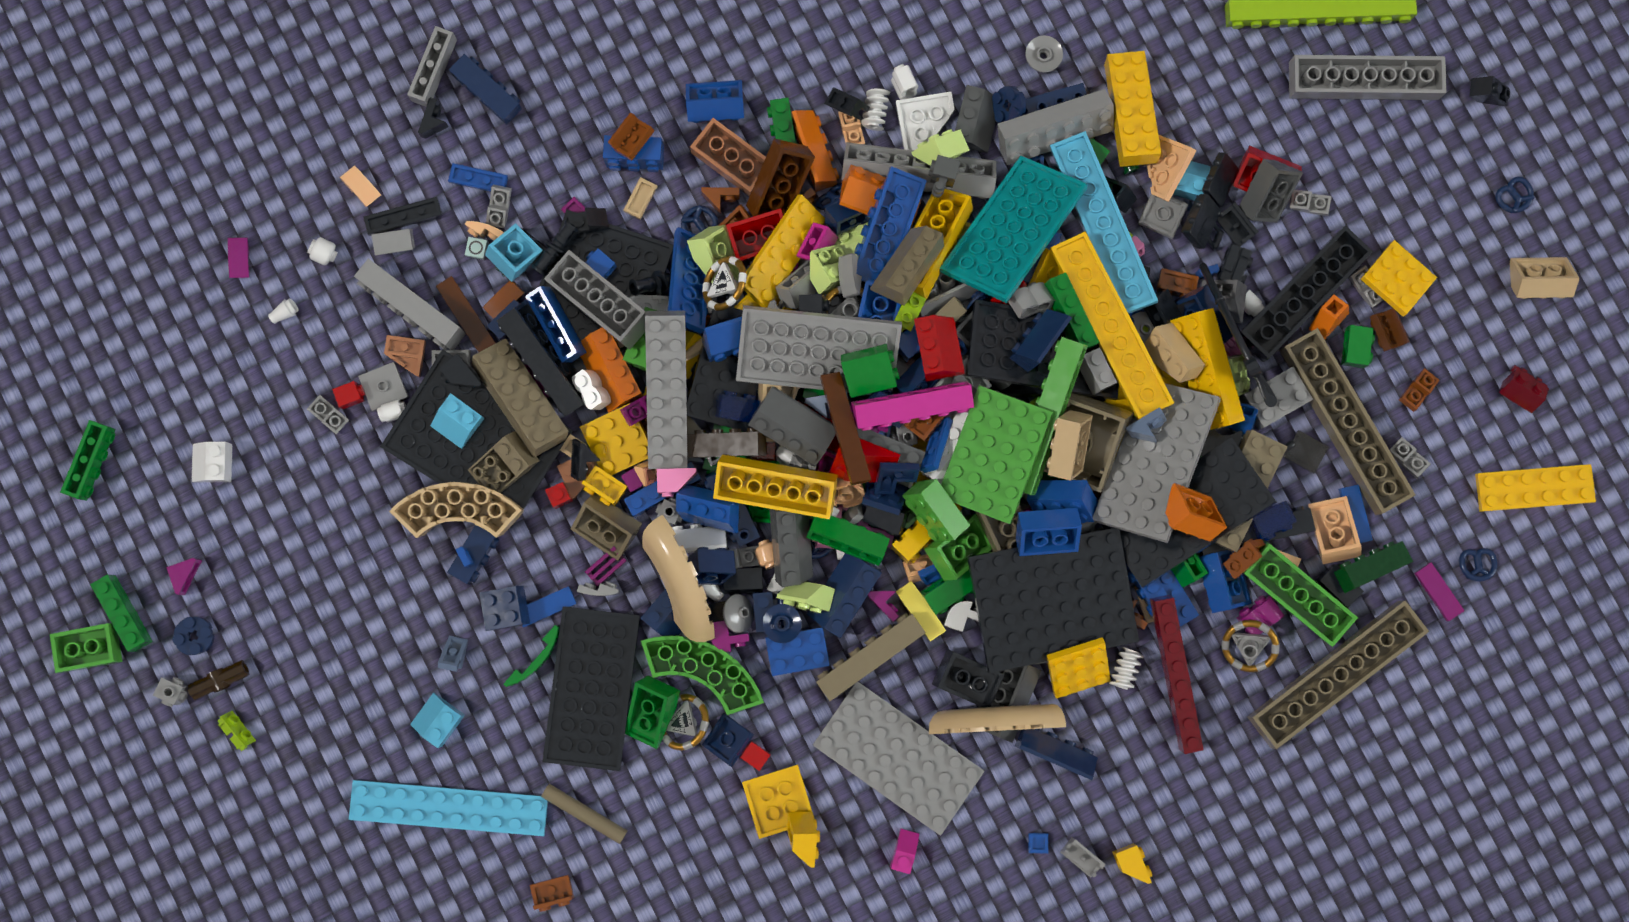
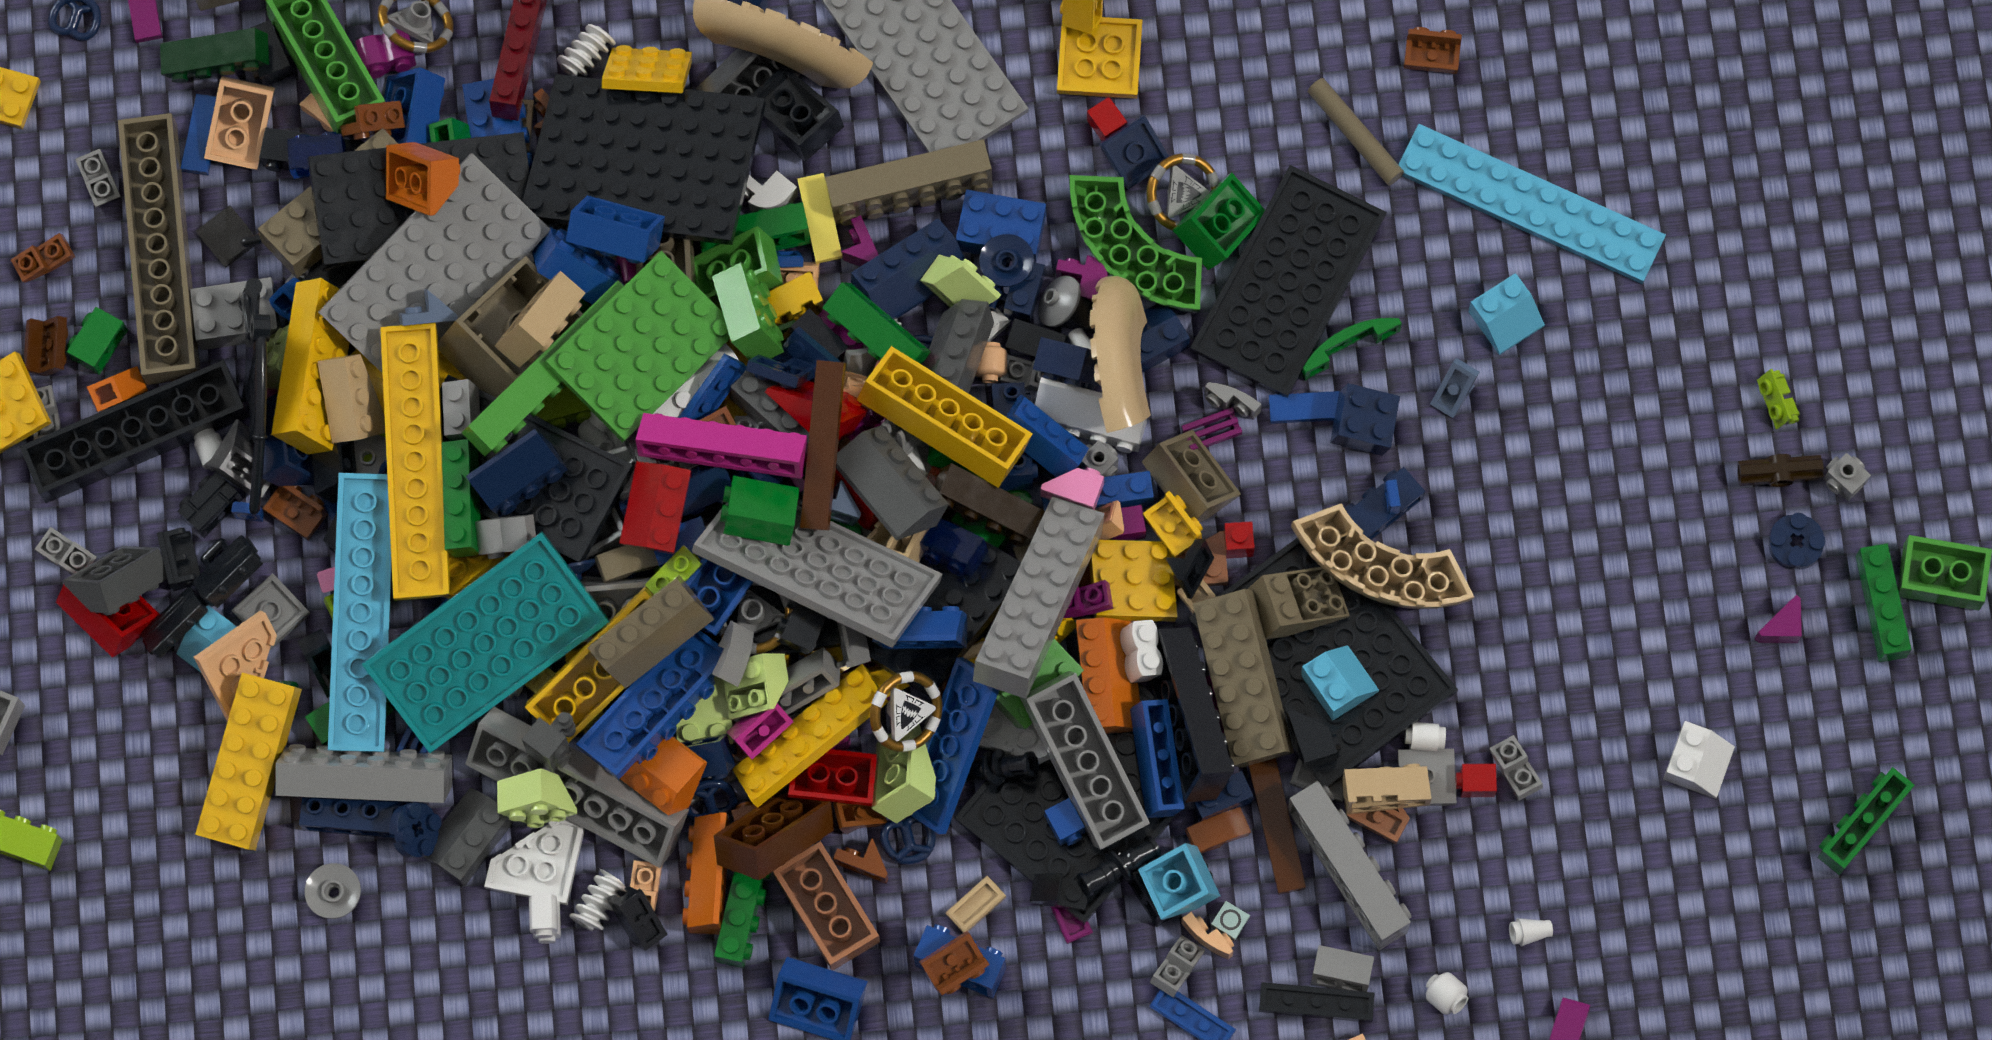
camera: 150 degrees left, 10 degrees down
(402, 362) = (1385, 788): none -> tan wedge

